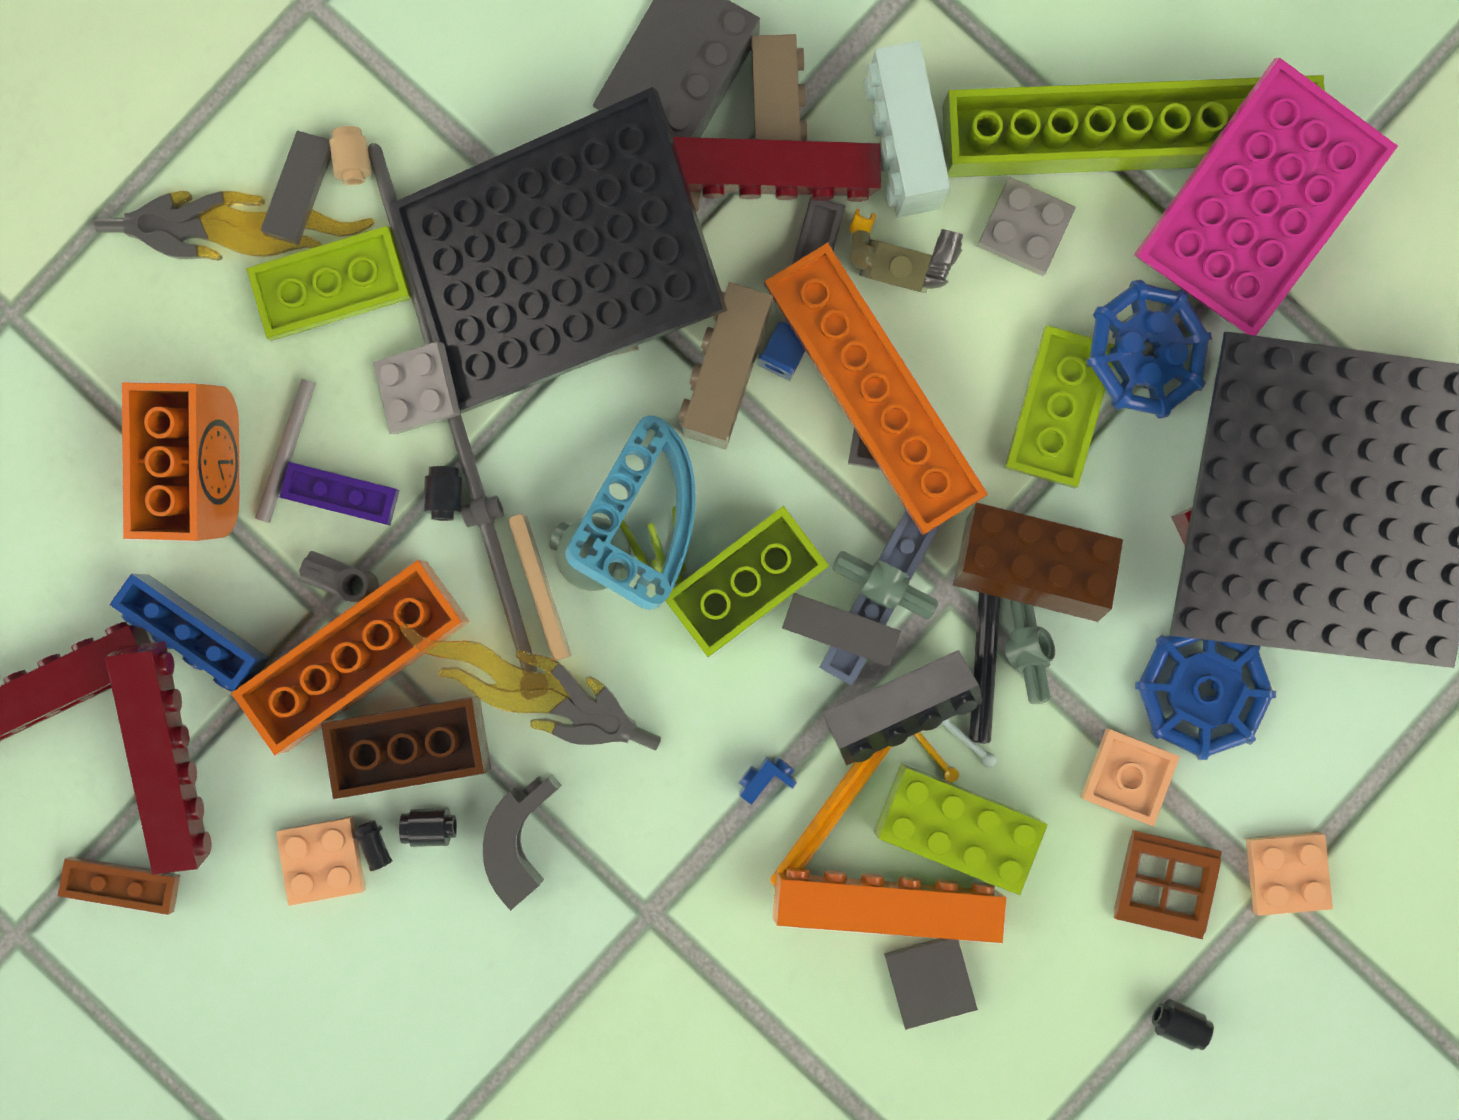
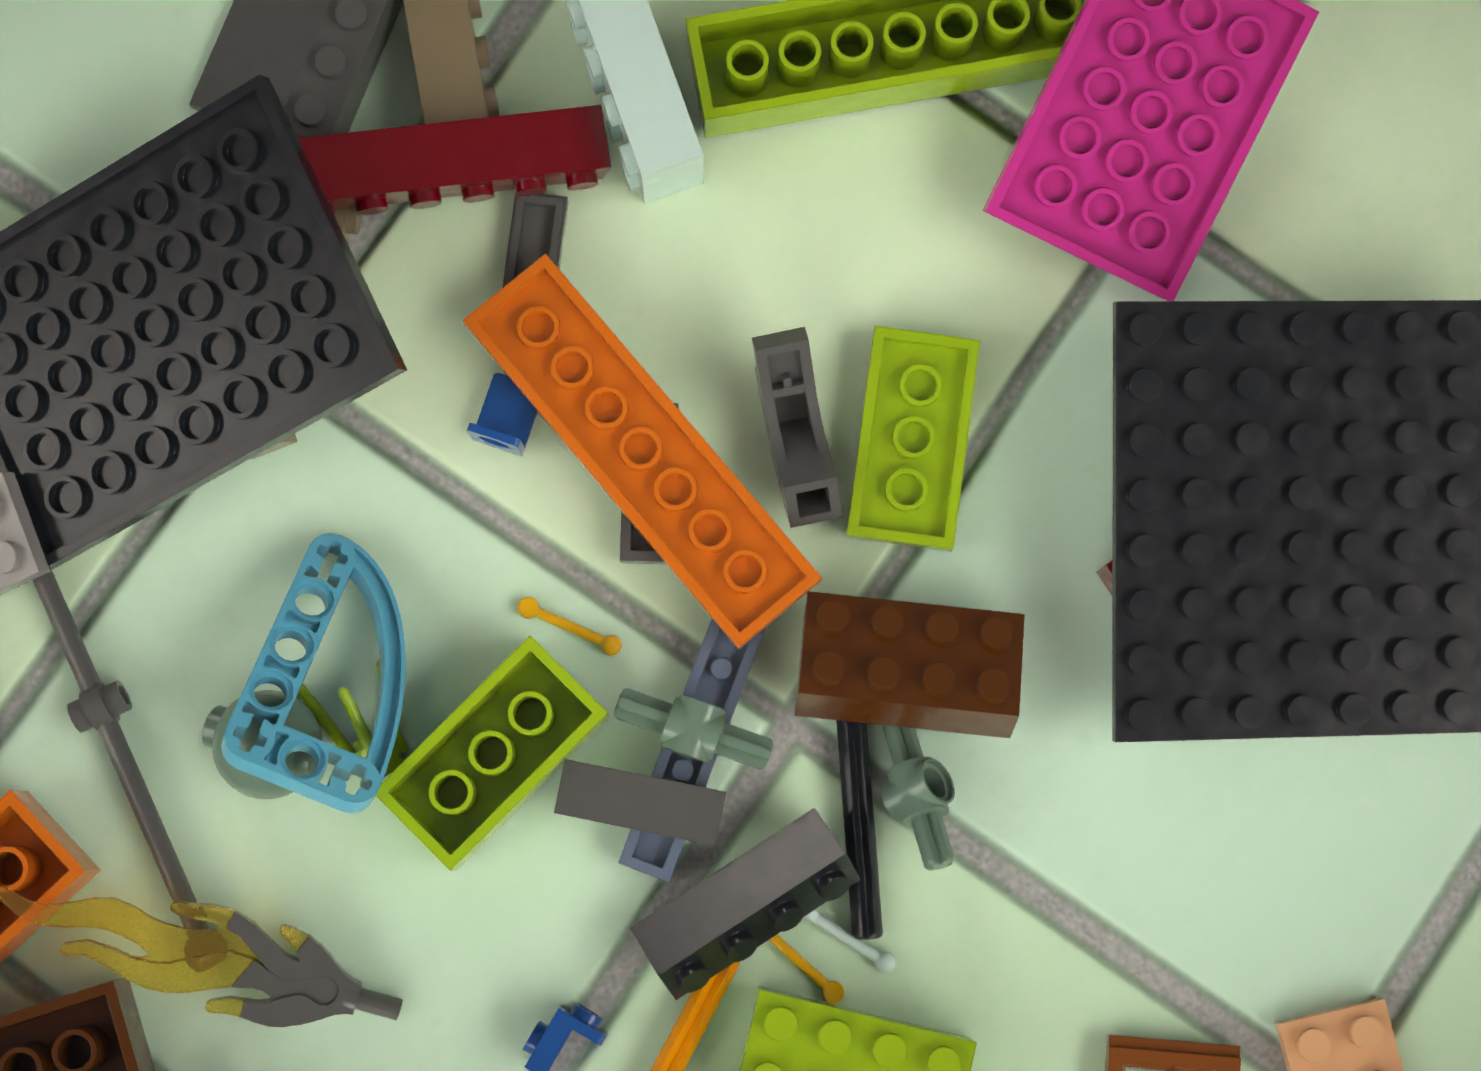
camera: 15 degrees left, 5 degrees down
(443, 493) = (38, 688): black brick -> none
(540, 587) = (196, 805): tan tile -> none
(727, 366) = (423, 449): dark tan brick -> none
(780, 486) = (529, 609): none -> yellow hinge
(902, 265) = (650, 270): olive torso -> none
(981, 389) = (796, 427): none -> dark grey arch
(1026, 226) = (828, 191): light grey plate -> none
(1129, 777) = (1090, 957): light nougat plate -> none
(1168, 347) = (1054, 340): blue plate -> none
(1212, 711) = (1196, 842): blue plate -> none

